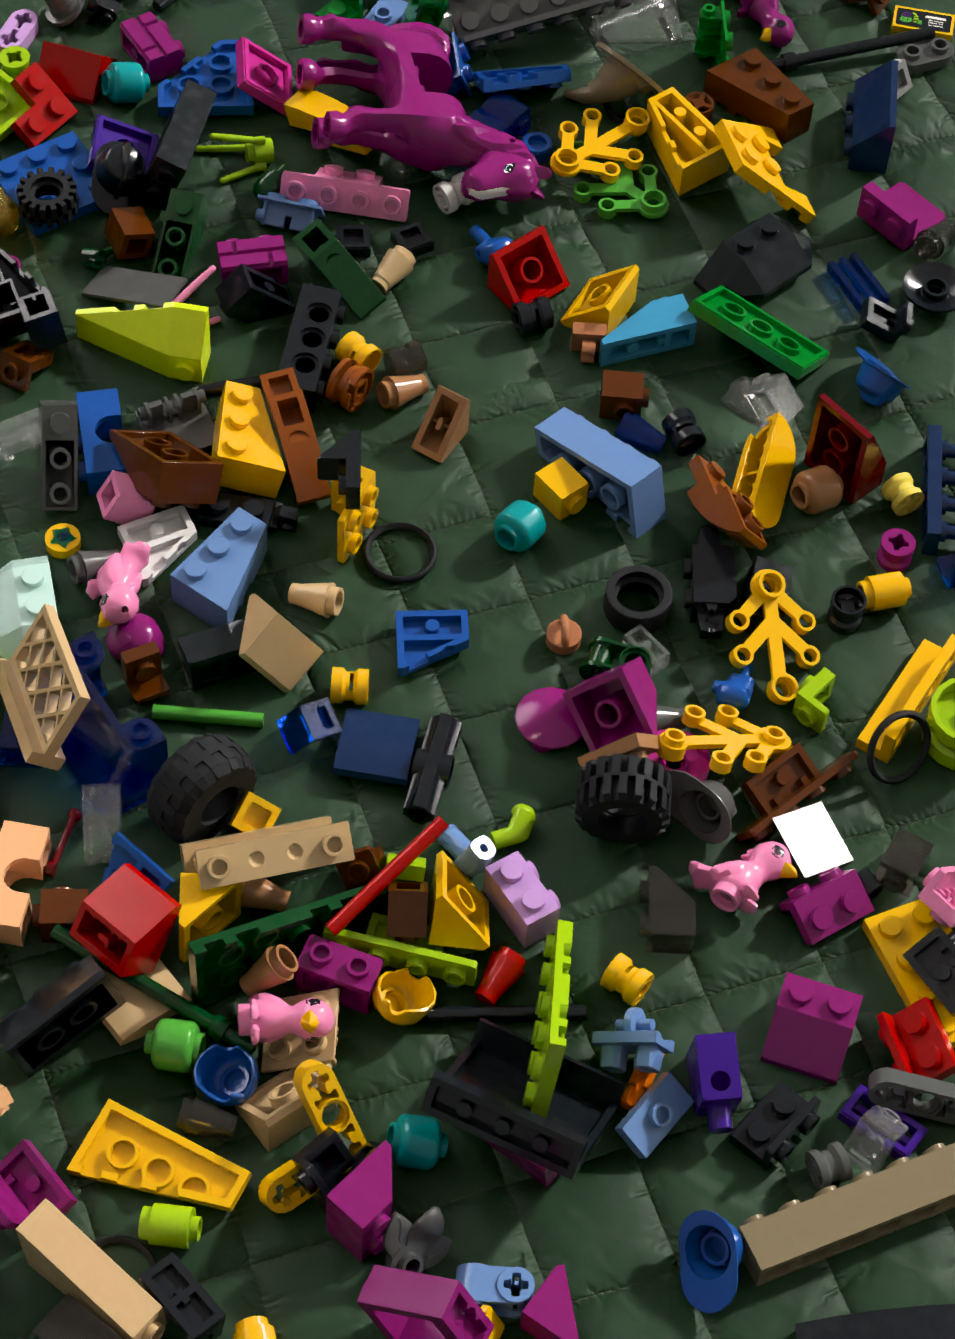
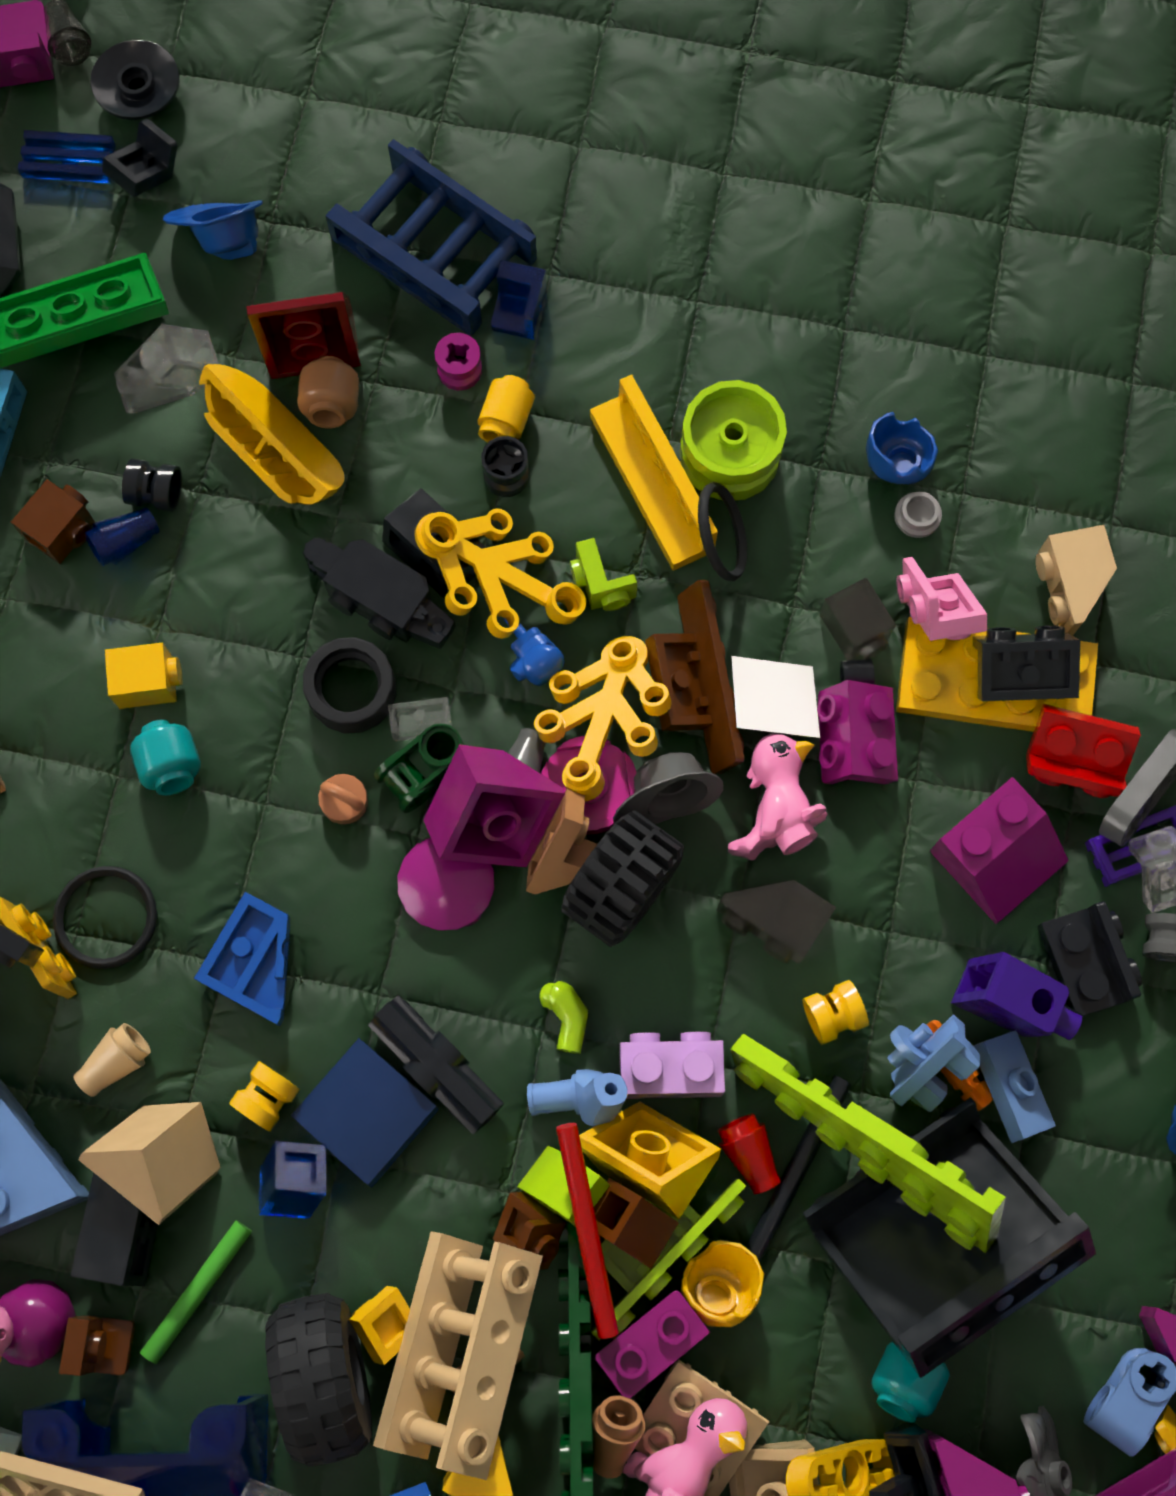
camera: 55 degrees left, 20 degrees up
(615, 470) = (144, 608): medium blue wedge -> none
(723, 506) = (295, 516): dark orange slope -> none
(902, 494) = (390, 304): light yellow wheel -> none

